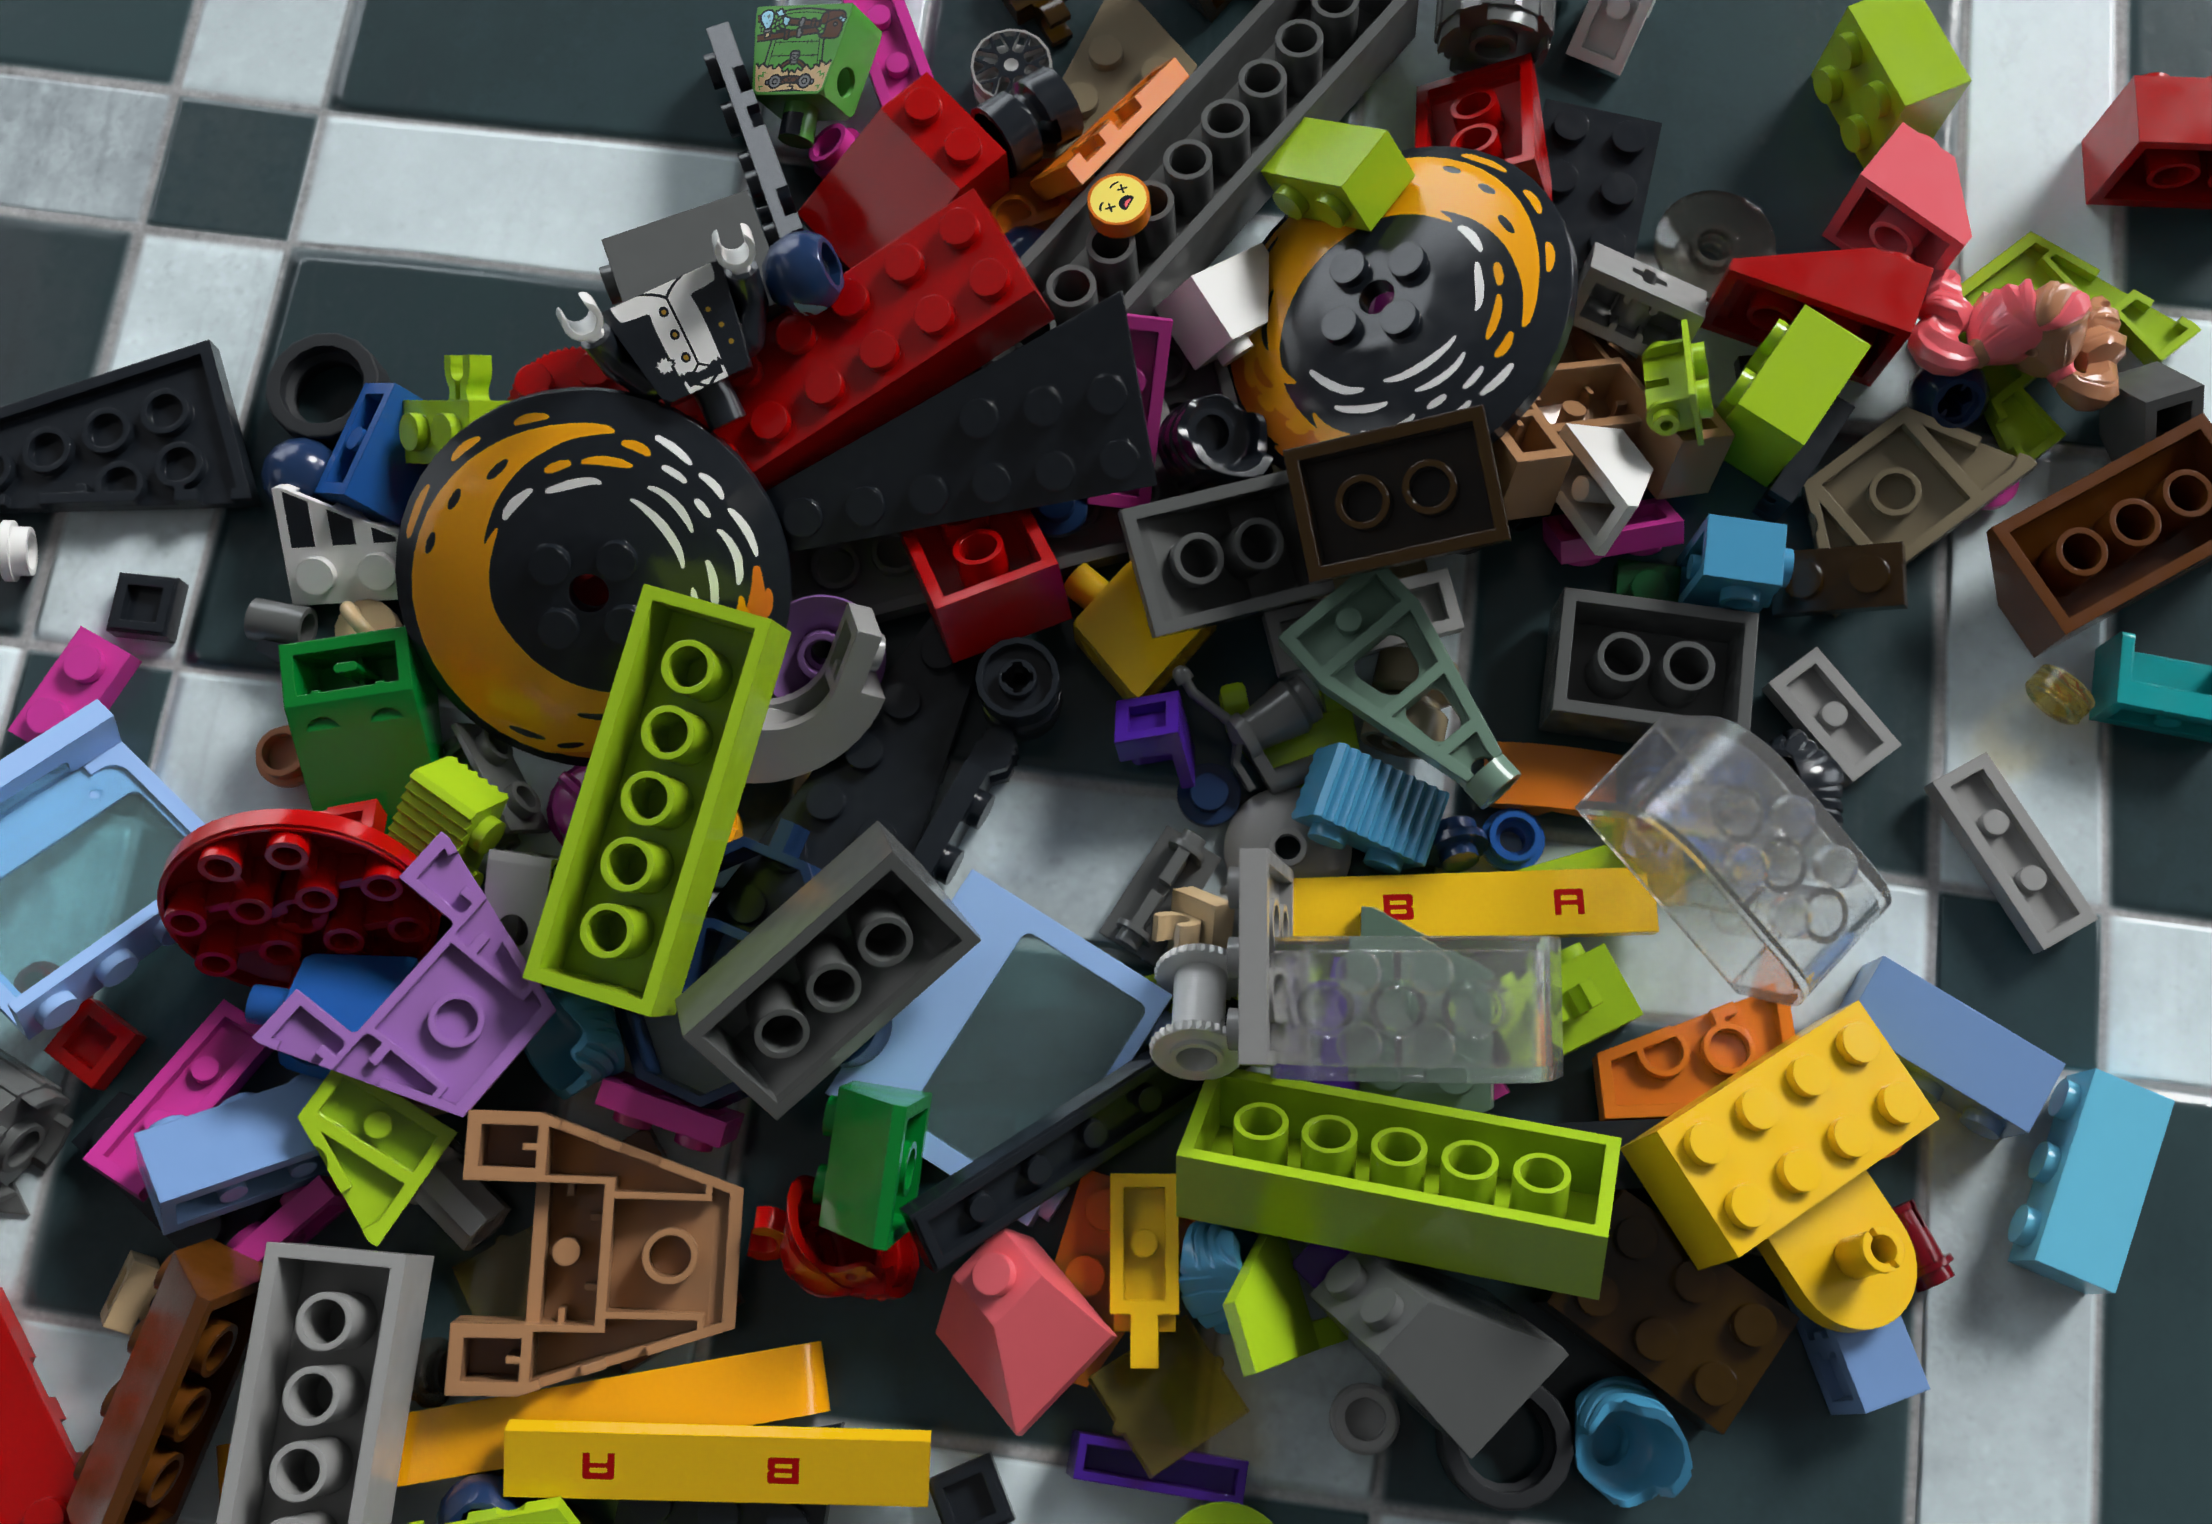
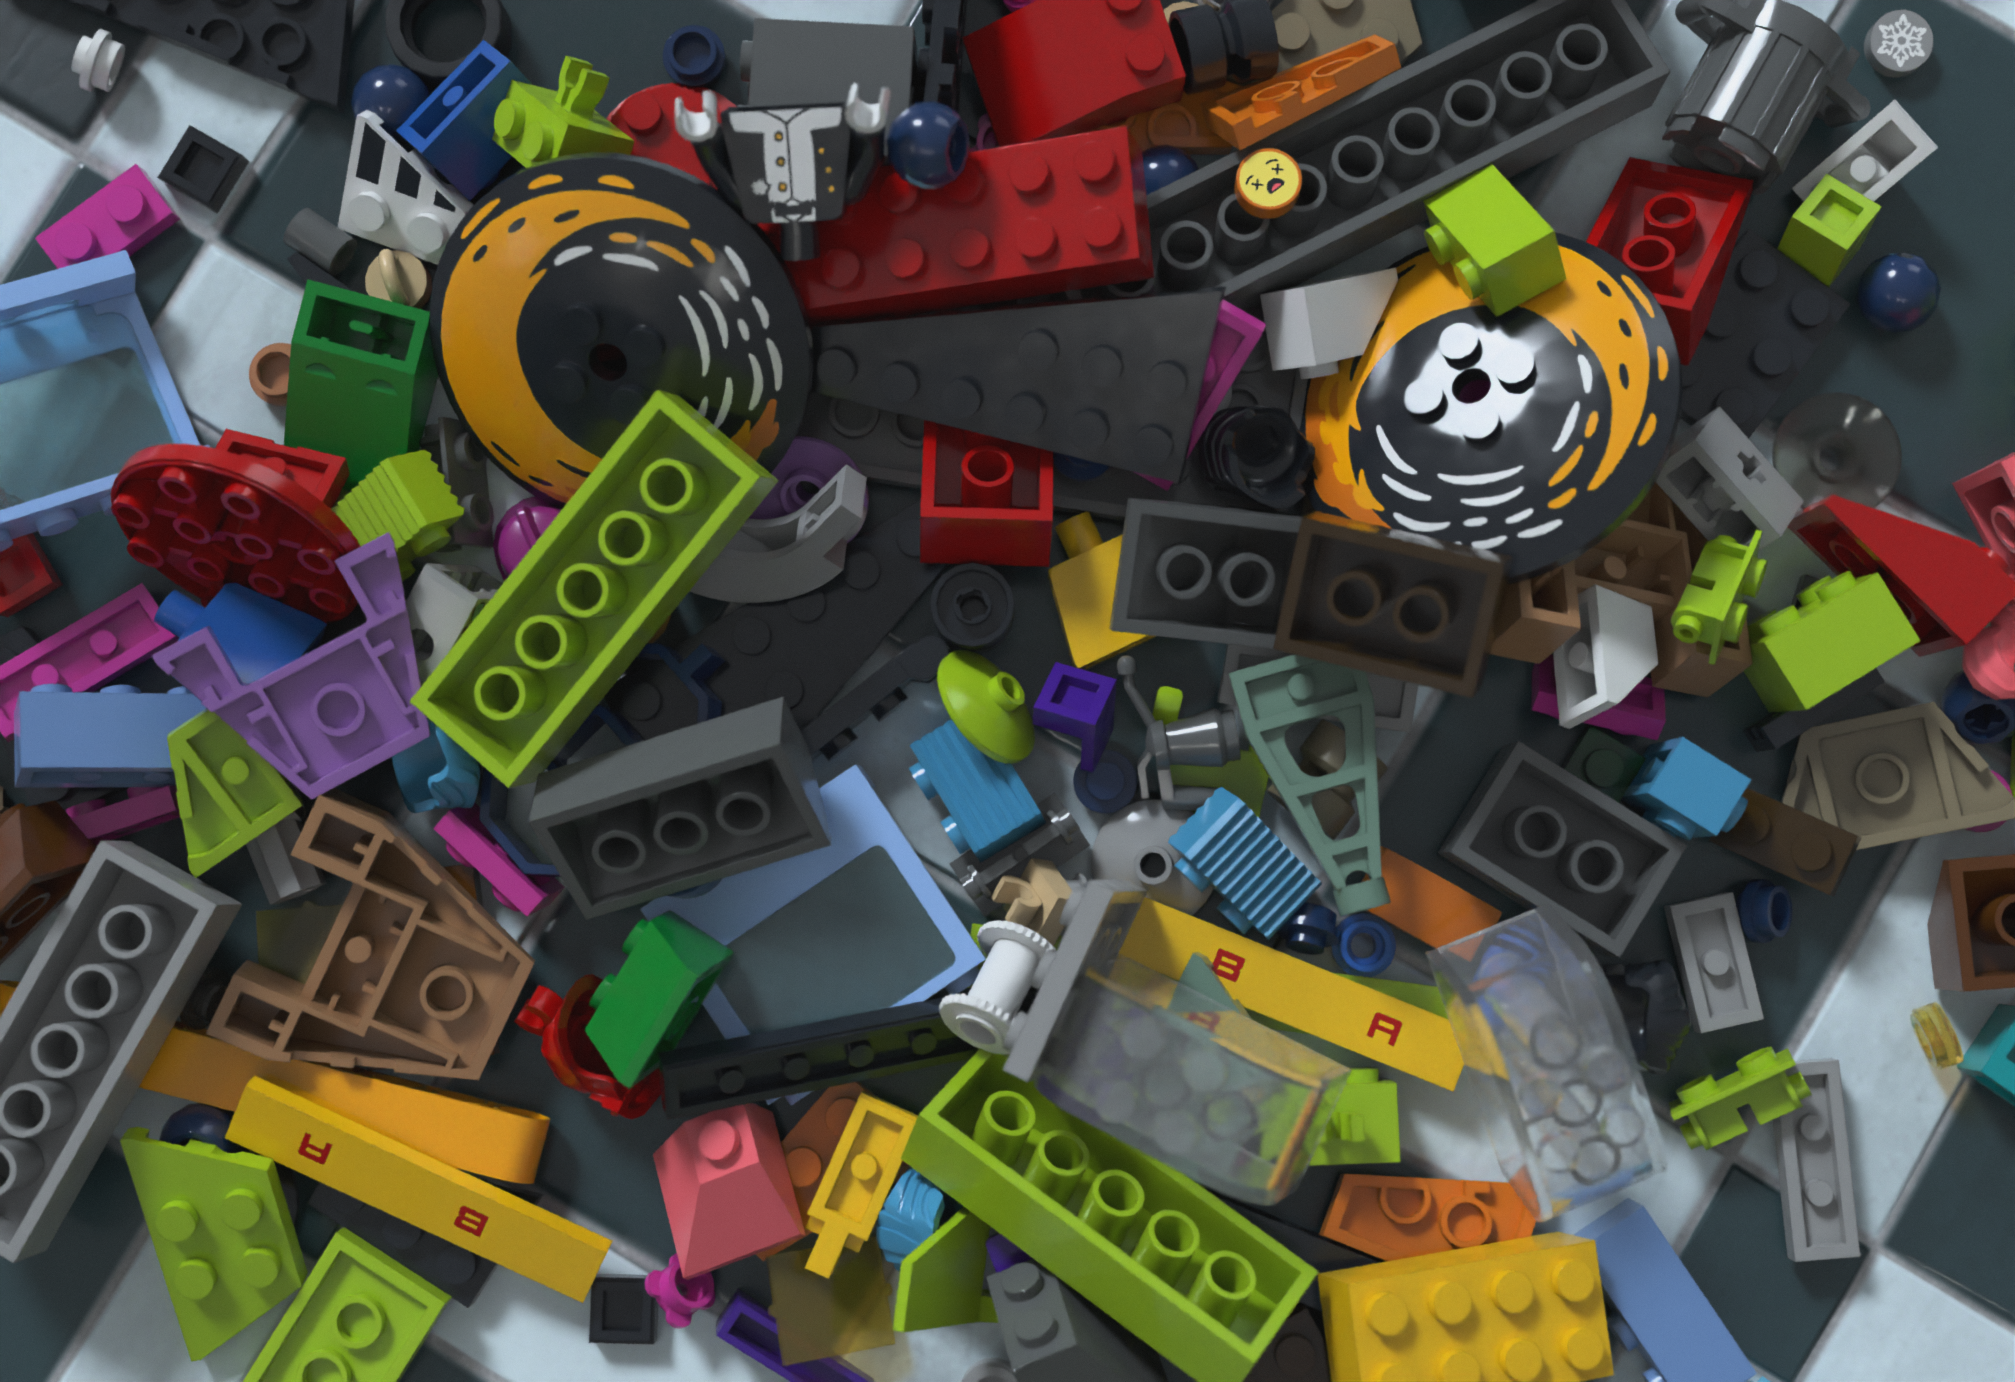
camera: 25 degrees right, 10 degrees up
(548, 330) = (694, 56): none -> dark blue plate
(1019, 1456) = (697, 1293): none -> dark pink plate
(1071, 765) = (986, 706): none -> lime dish
(1092, 845) = (983, 795): none -> dark azure brick
(1613, 68) = (1828, 229): none -> lime panel
(1697, 97) = (1898, 292): none -> dark blue piece
(1852, 652) = (1764, 910): none -> dark blue plate
(1929, 800) = (1714, 1104): none -> lime hinge

